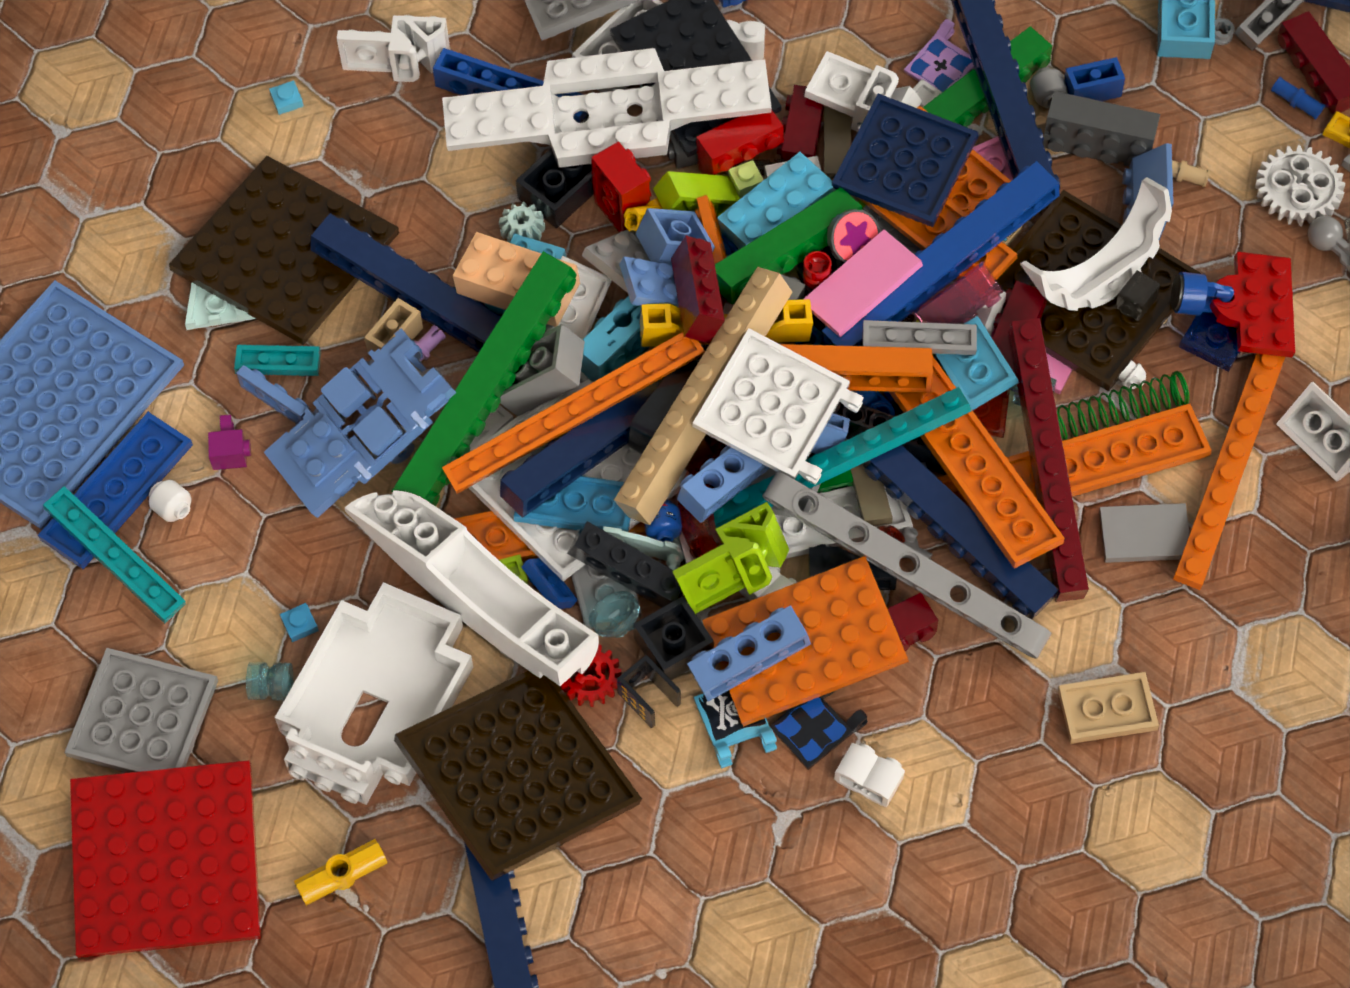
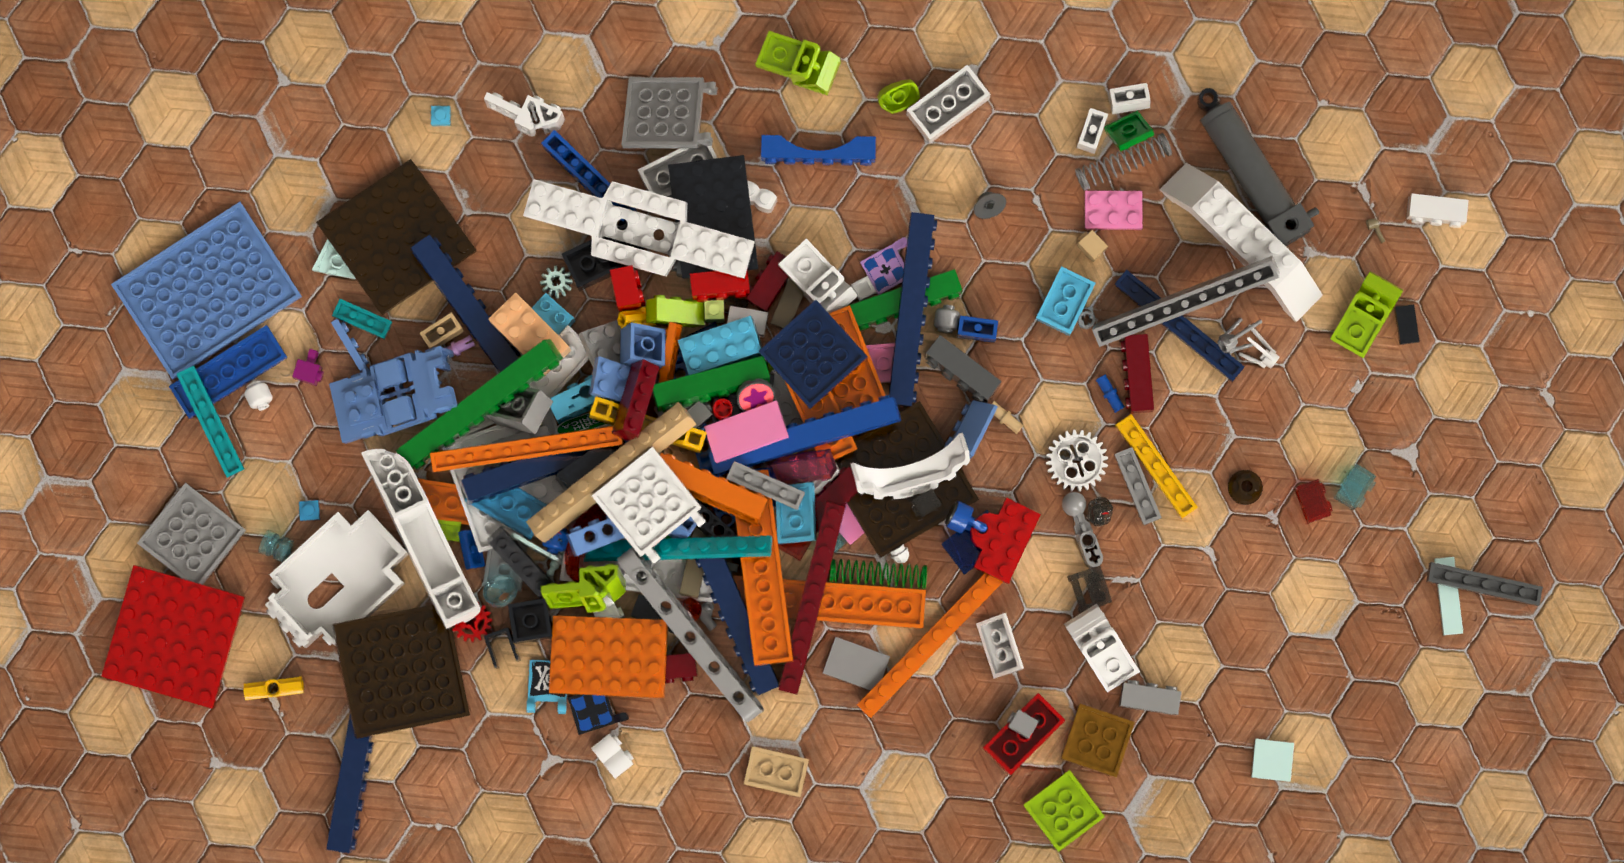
camera: 20 degrees right, 20 degrees up
(742, 667) = (598, 655): medium blue brick -> none

